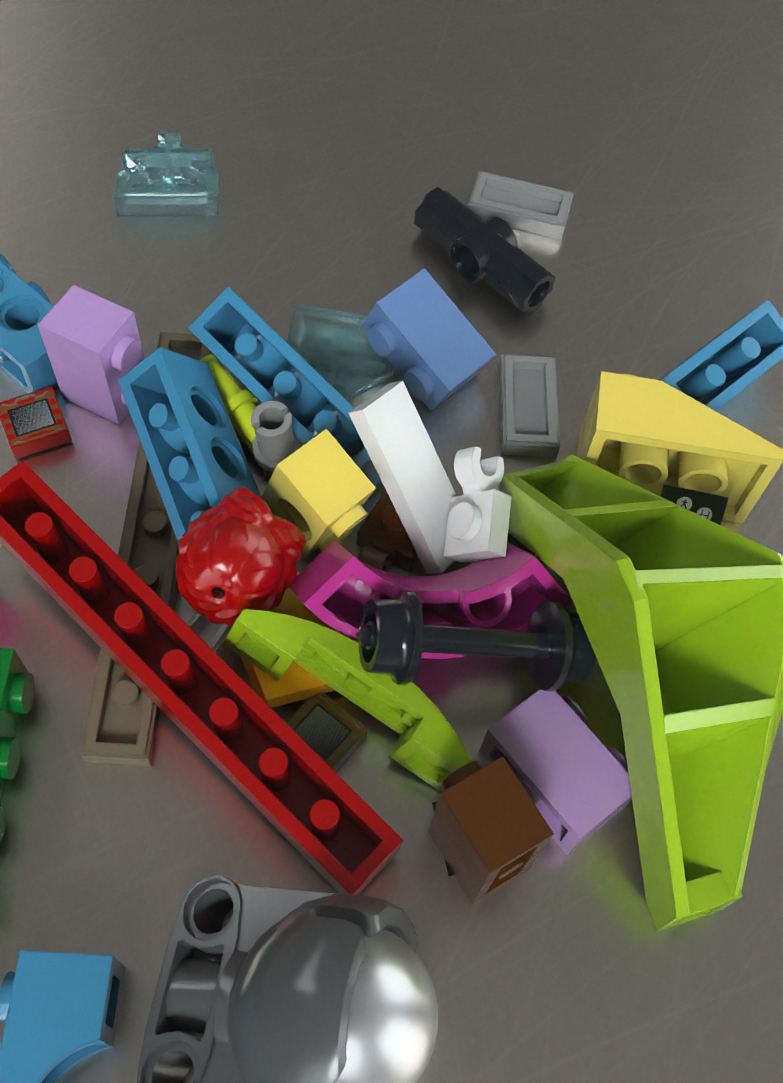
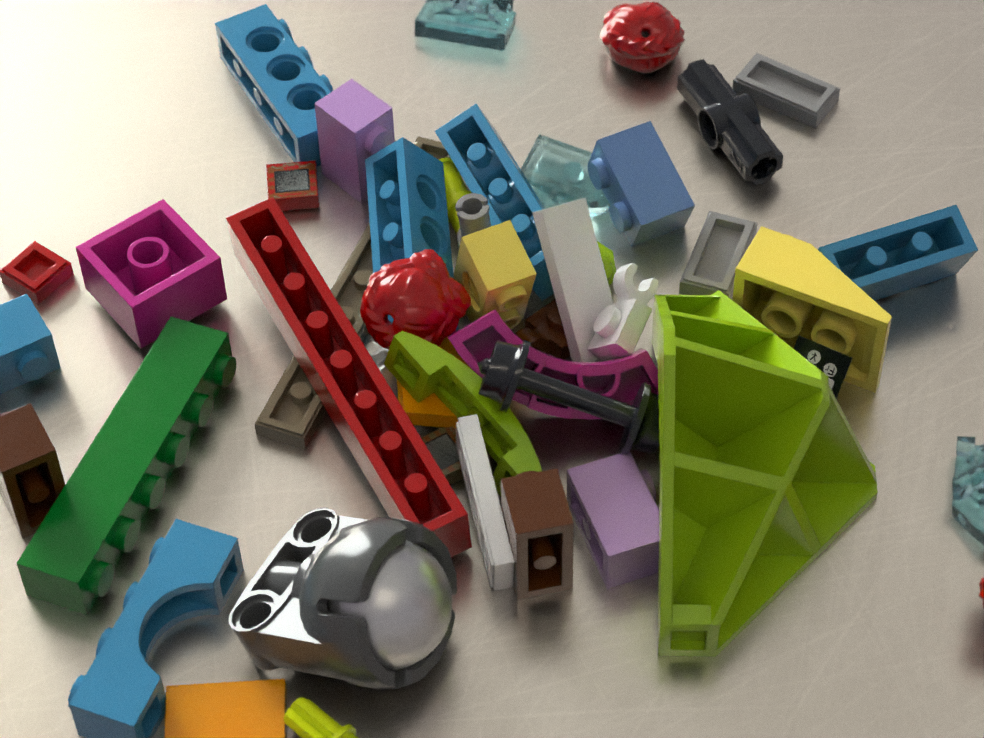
camera: 25 degrees right, 10 degrees down
(343, 173) = (628, 46): none -> red hair
(403, 797) = (484, 503): none -> white tile

